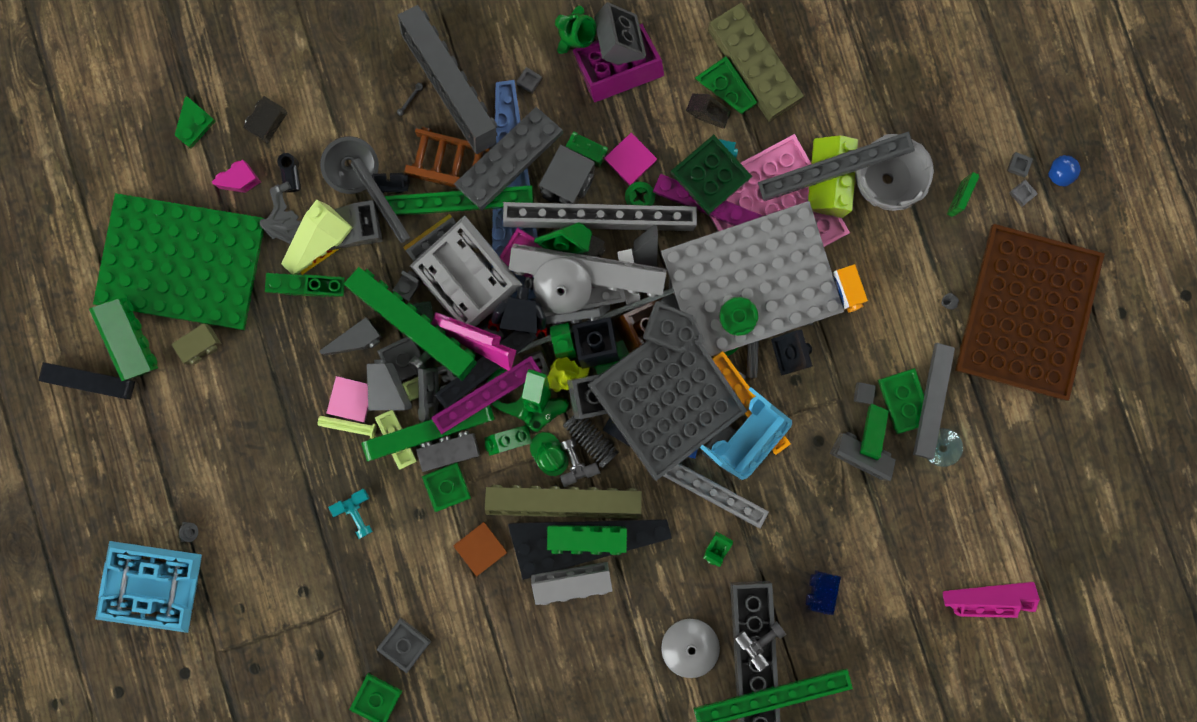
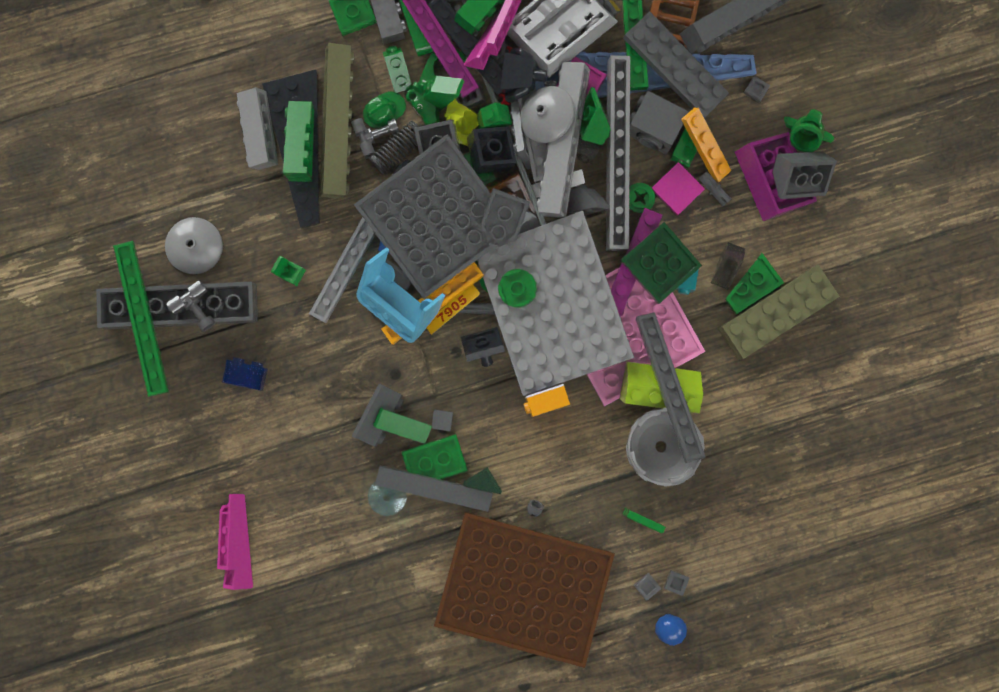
camera: 85 degrees right, 0 degrees up
(480, 549) = (292, 43): dark orange tile -> none
(590, 129) = (706, 144): none -> light orange plate
(631, 122) = (714, 188): none -> dark grey axle
(752, 379) = (453, 308): none -> yellow sticker
(925, 352) = (484, 481): none -> clear green slope

